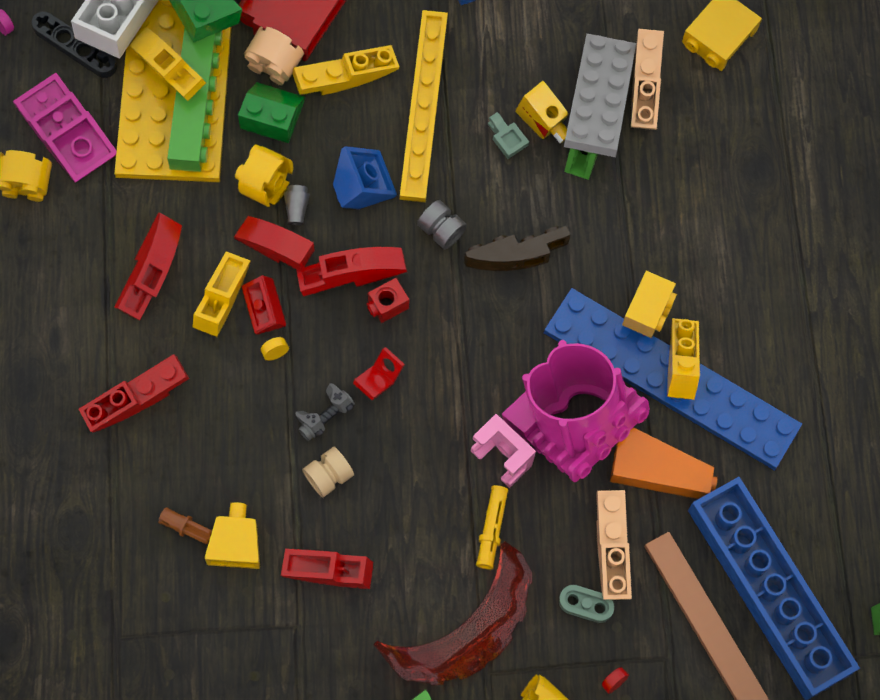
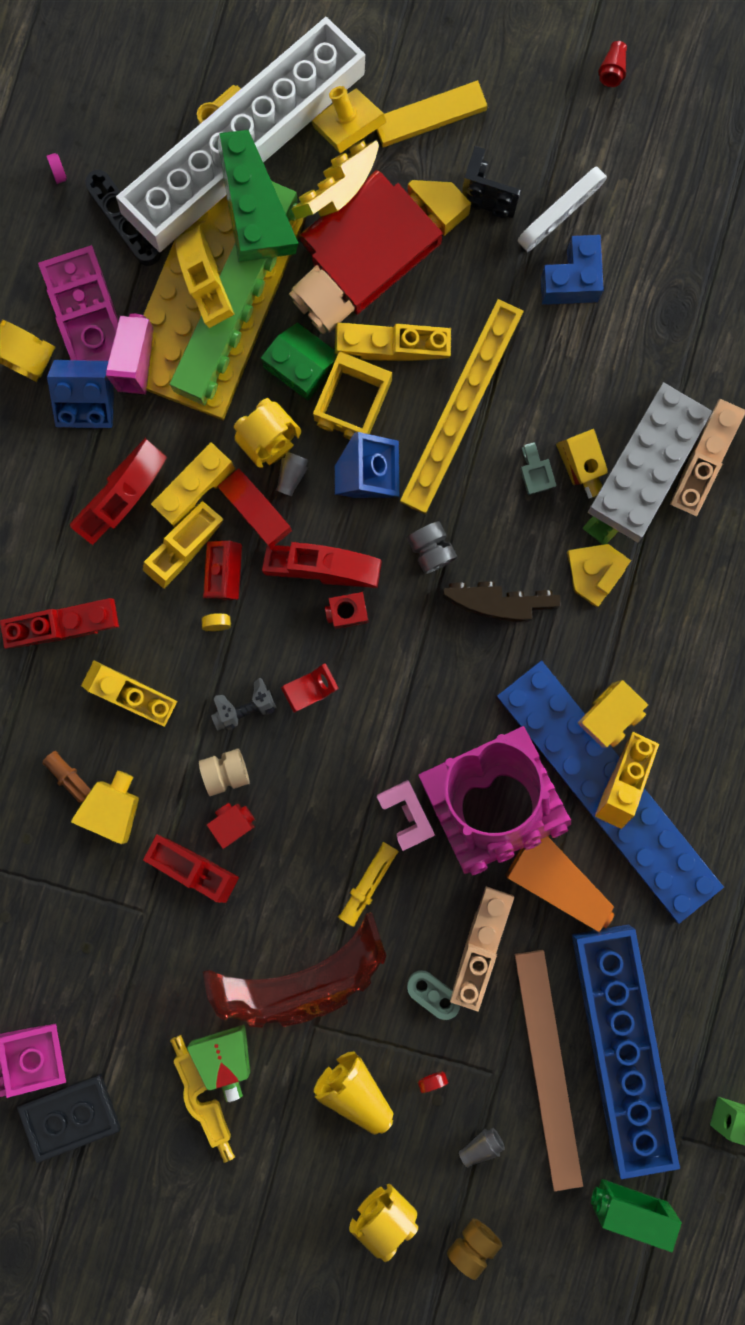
camera: 30 degrees right, 15 degrees up
(88, 196) = (81, 394): none -> blue slope
(124, 147) = (131, 354): none -> slope
(208, 248) = (202, 474): none -> yellow arch
(215, 434) = (128, 693): none -> yellow slope
(325, 102) = (360, 370): none -> yellow window
(350, 516) = (231, 823): none -> red brick
(589, 201) = (596, 571): none -> yellow plate

